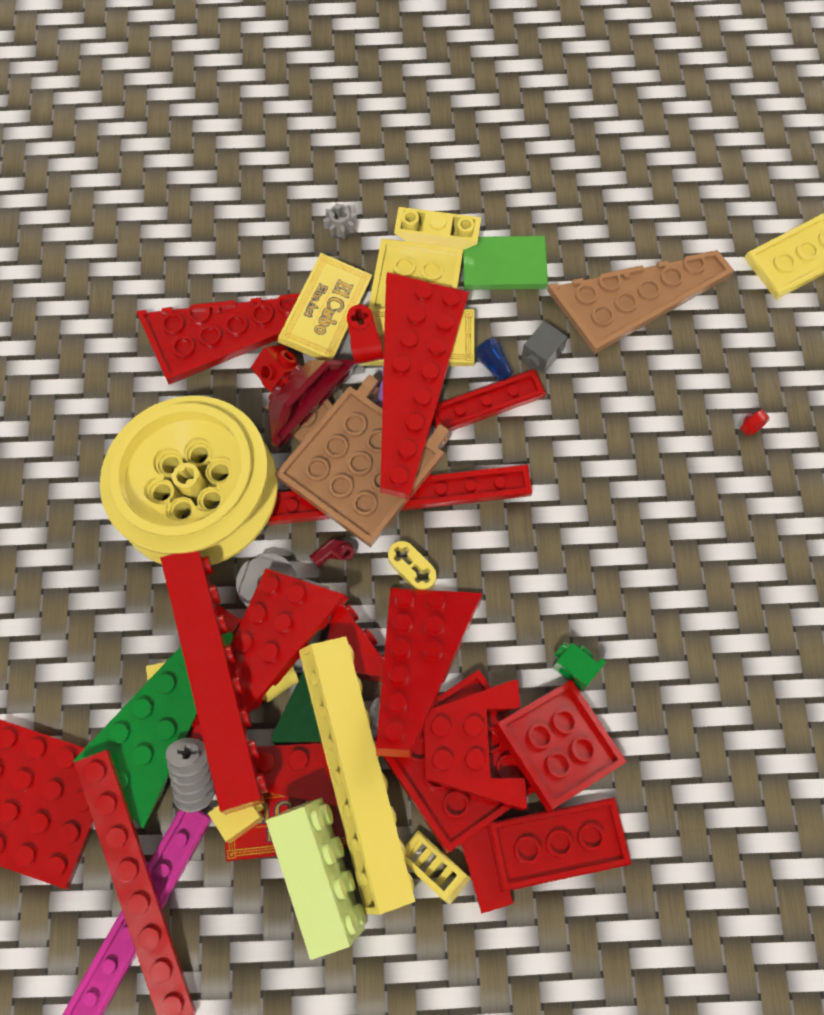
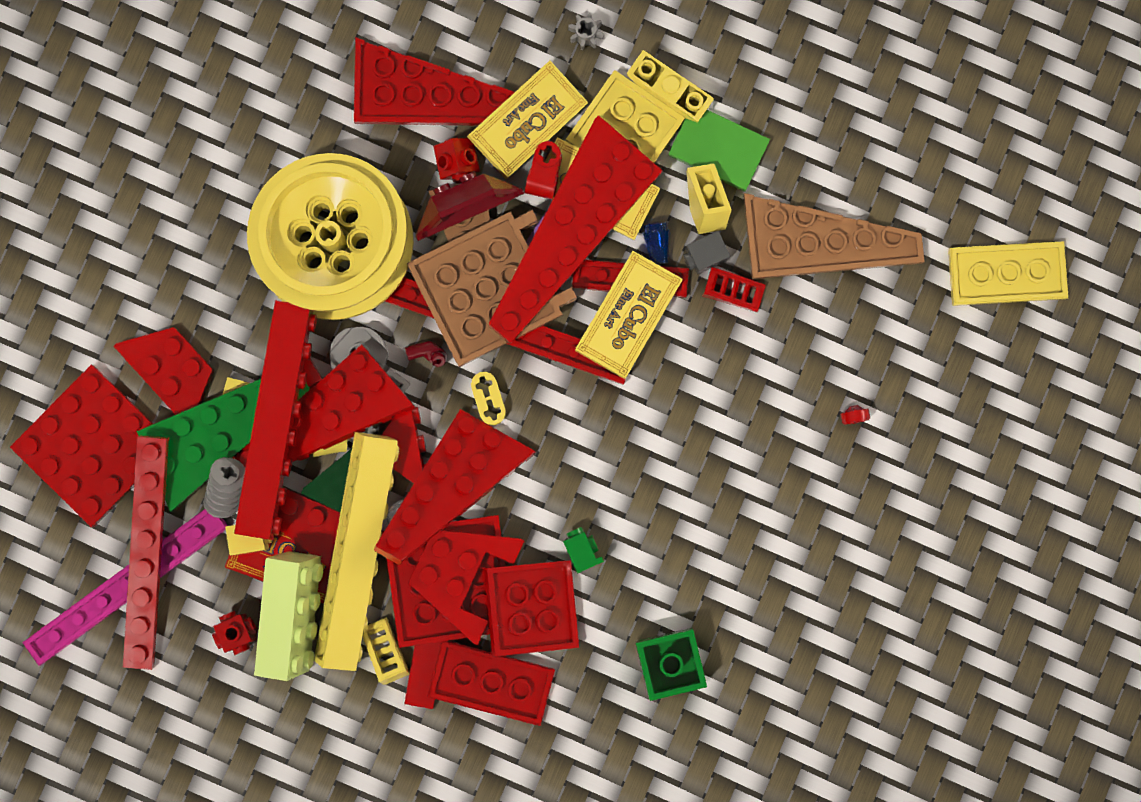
camera: 25 degrees right, 15 degrees up
(81, 684) = (169, 367): none -> red wing
(279, 935) = (245, 632): none -> red brick
(504, 429) = (628, 315): none -> light yellow tile
(520, 302) = (707, 199): none -> light yellow slope
(575, 379) = (731, 300): none -> red slope
(726, 732) = (671, 664): none -> green brick

